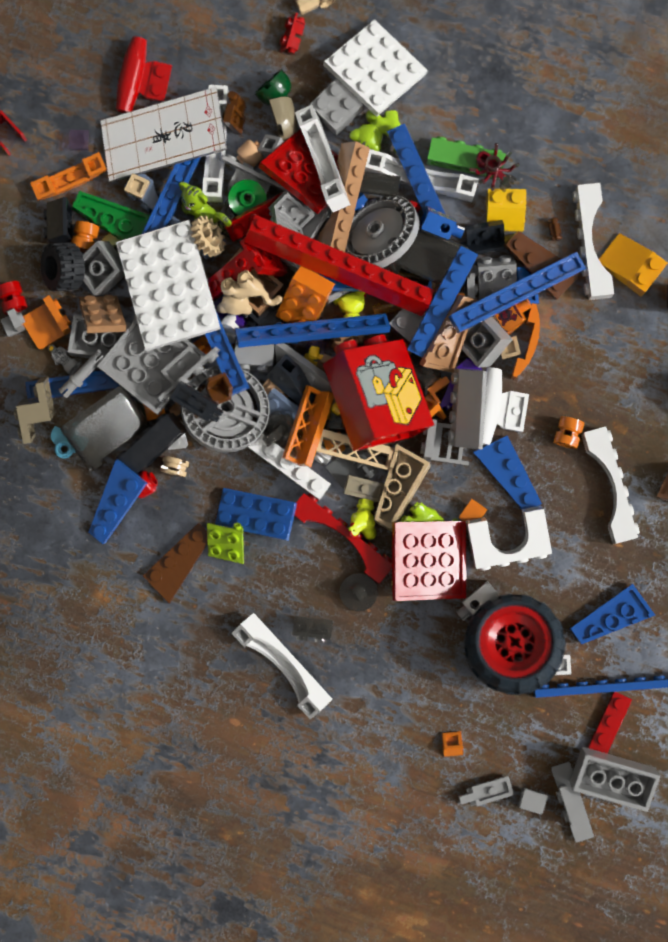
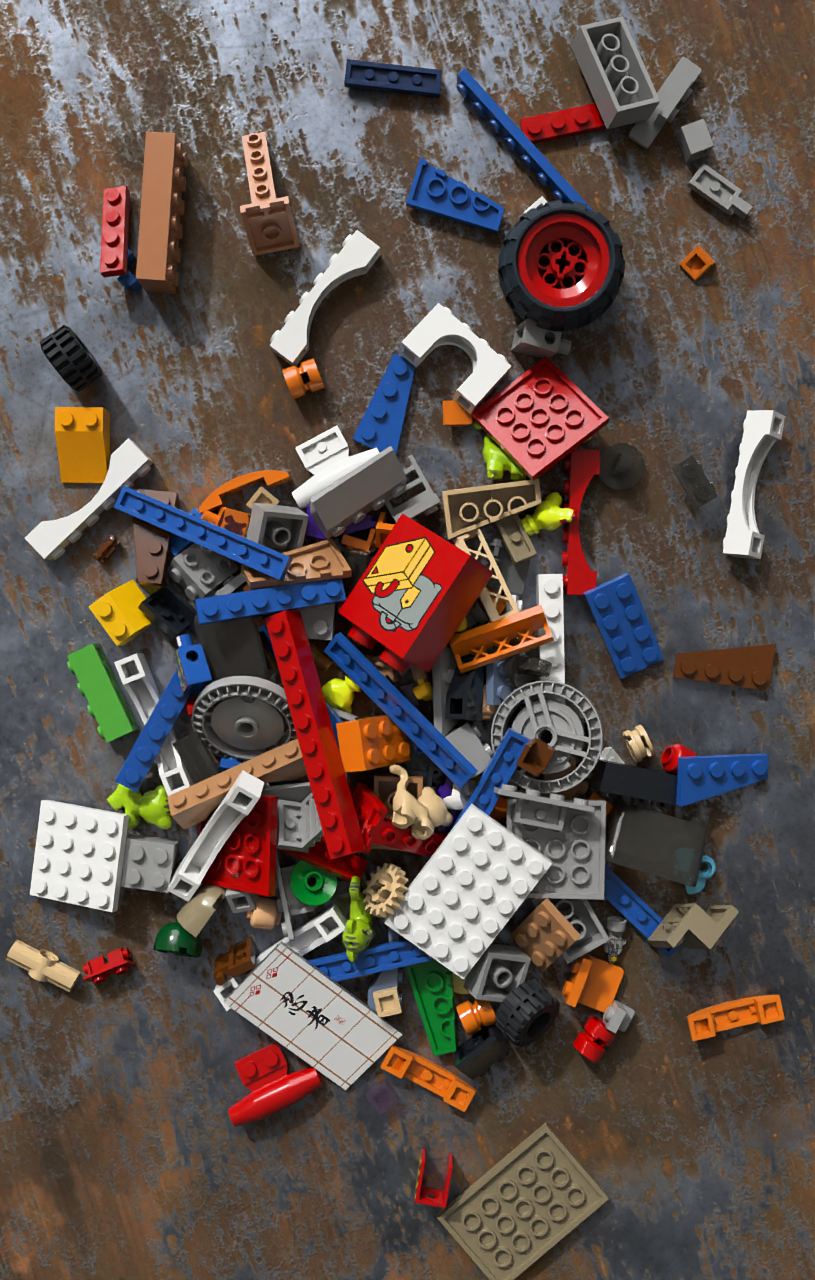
camera: 125 degrees left, 5 degrees up
(76, 380) = (627, 908): light grey pin -> none
(196, 402) = (568, 769): black hinge -> none
(226, 542) = (675, 632): lime hinge -> none
(491, 165) = (91, 658): animal -> none

